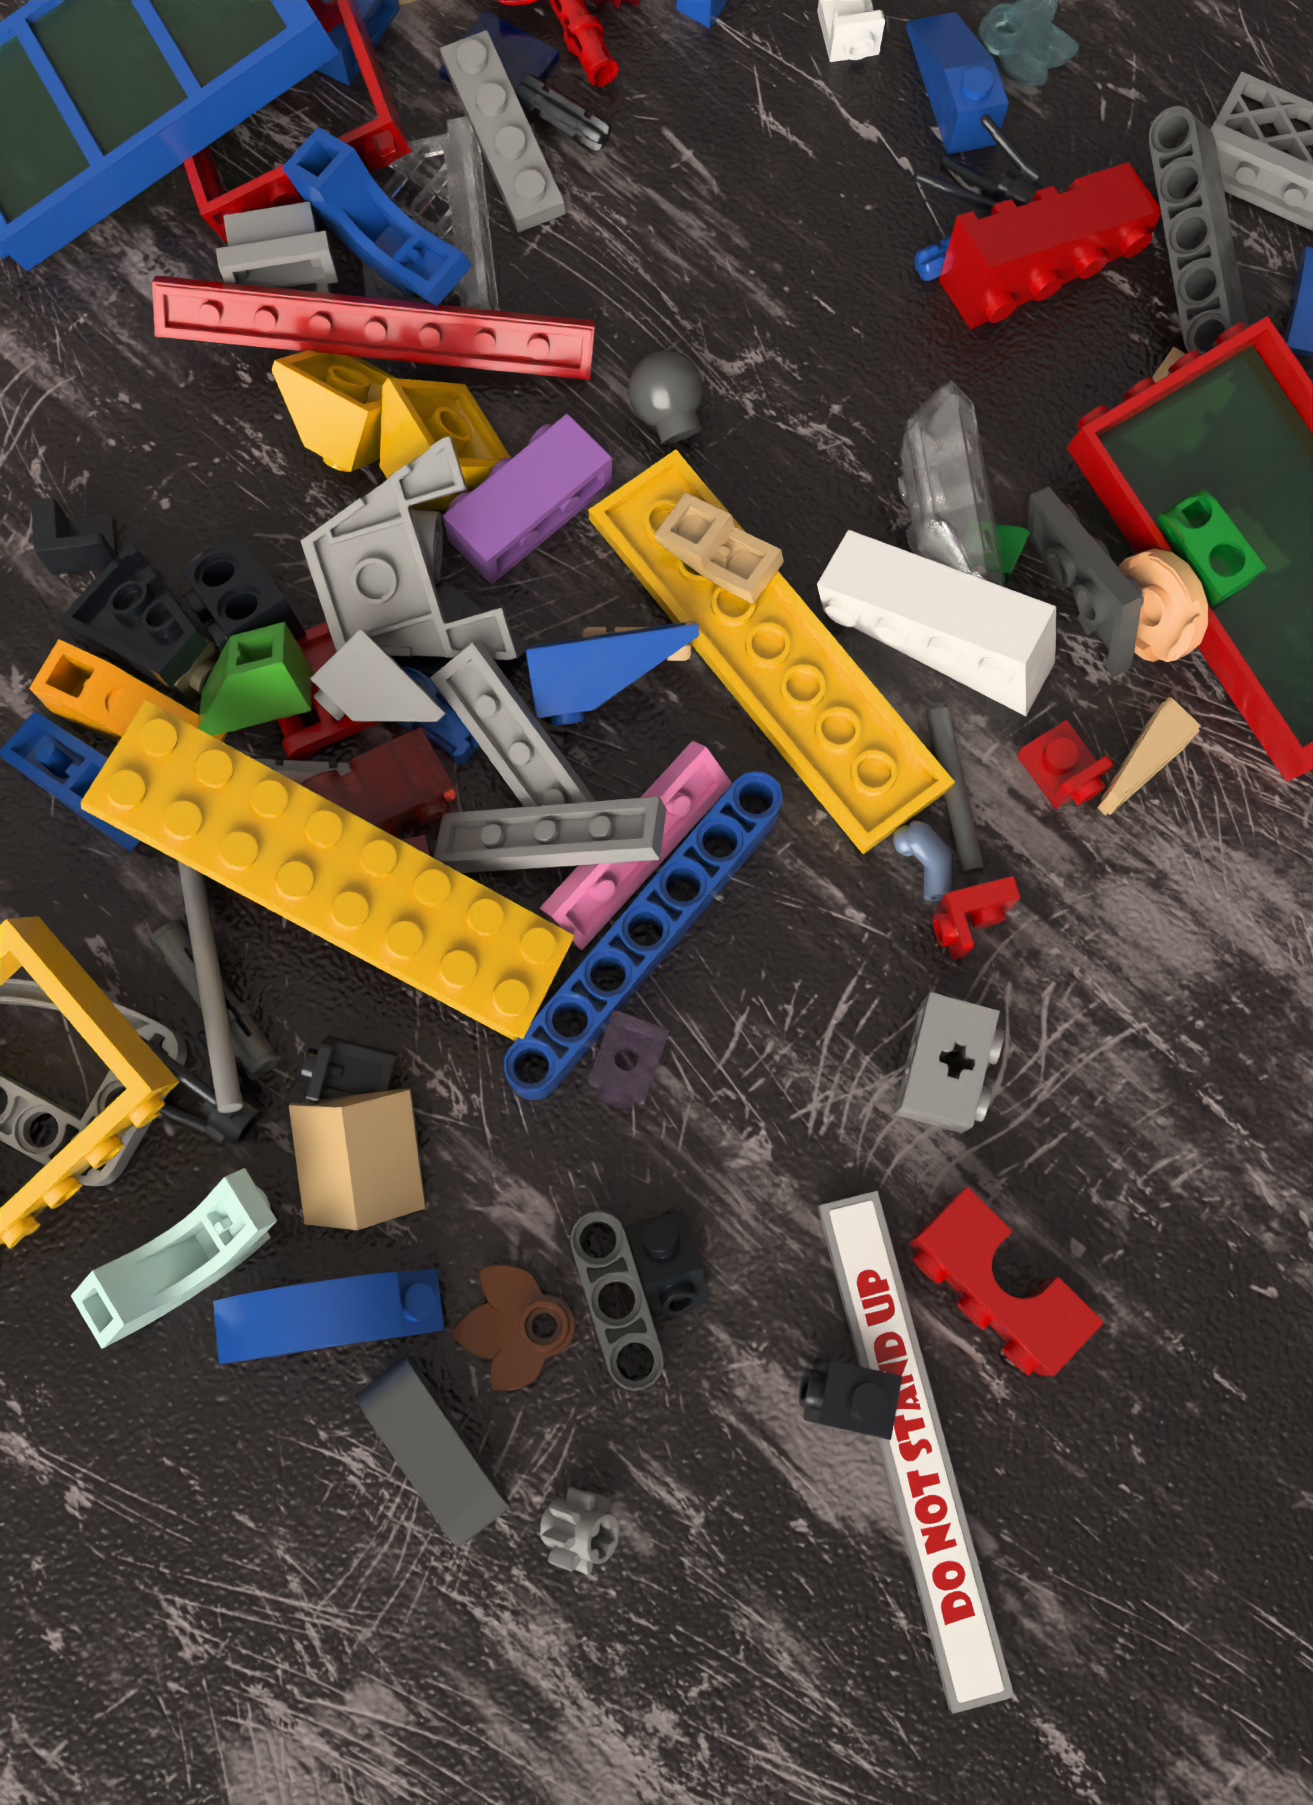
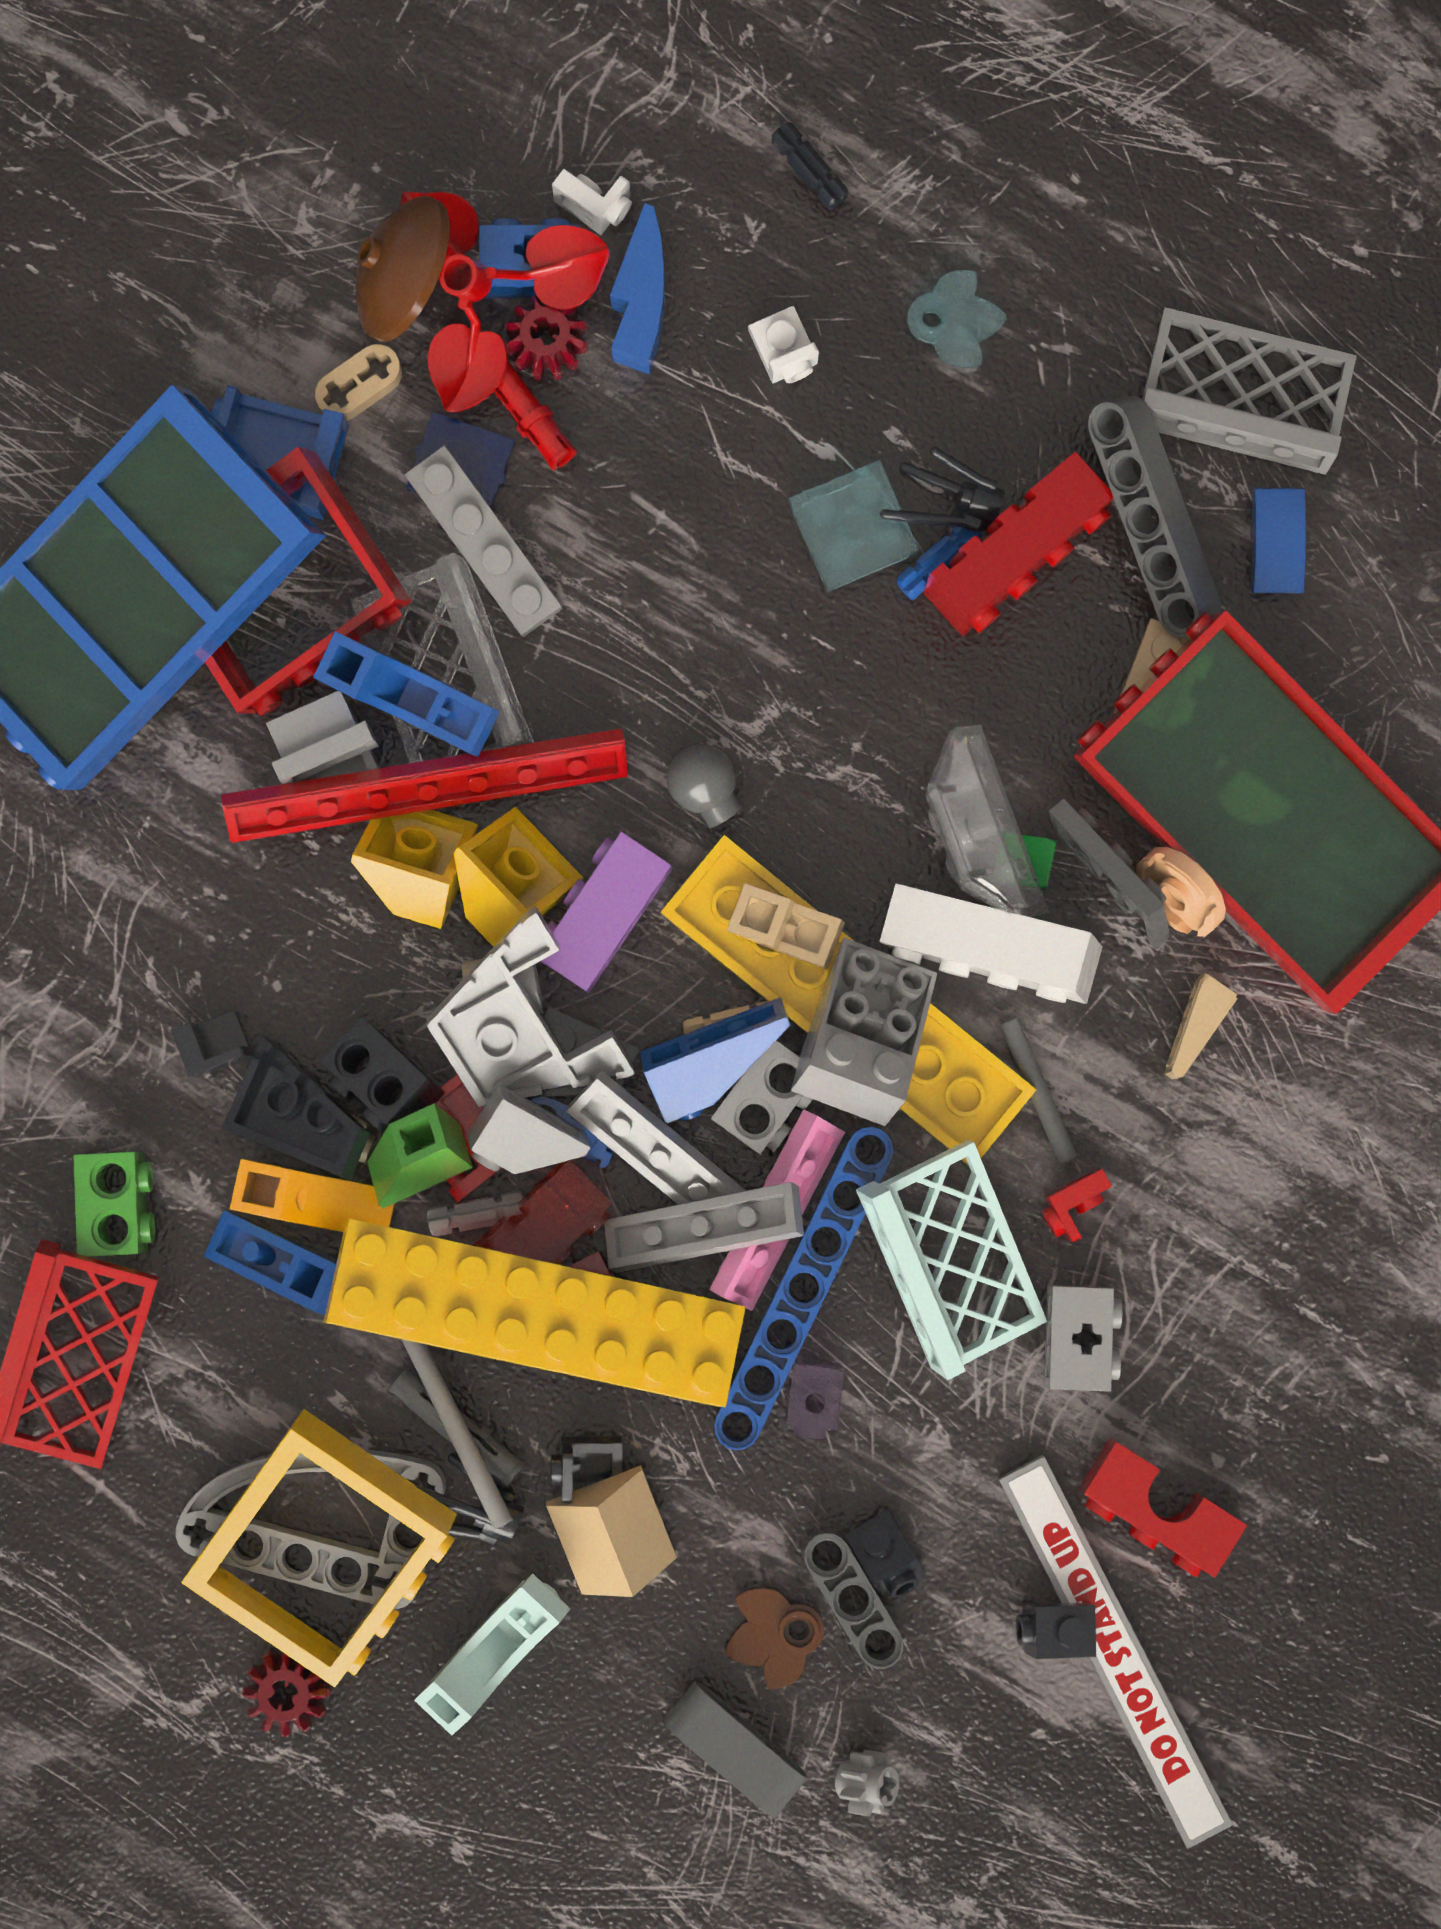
camera: 10 degrees left, 10 degrees up
(327, 1314) = (625, 1669): blue arch -> none
(563, 112) = (536, 509): black axle -> none
(643, 714) = (756, 1089): none -> light grey brick
(773, 946) = (910, 1267): none -> light aqua fence
(778, 671) = (865, 1033): none -> light grey slope
(878, 202) = (846, 528): none -> clear light blue plate
(931, 852) = (1030, 1154): sand blue arm -> none
(958, 80) = (896, 381): blue slope -> none
(1064, 766) = (1128, 1047): red bracket -> none
(1210, 545) = (1214, 841): green leg -> none

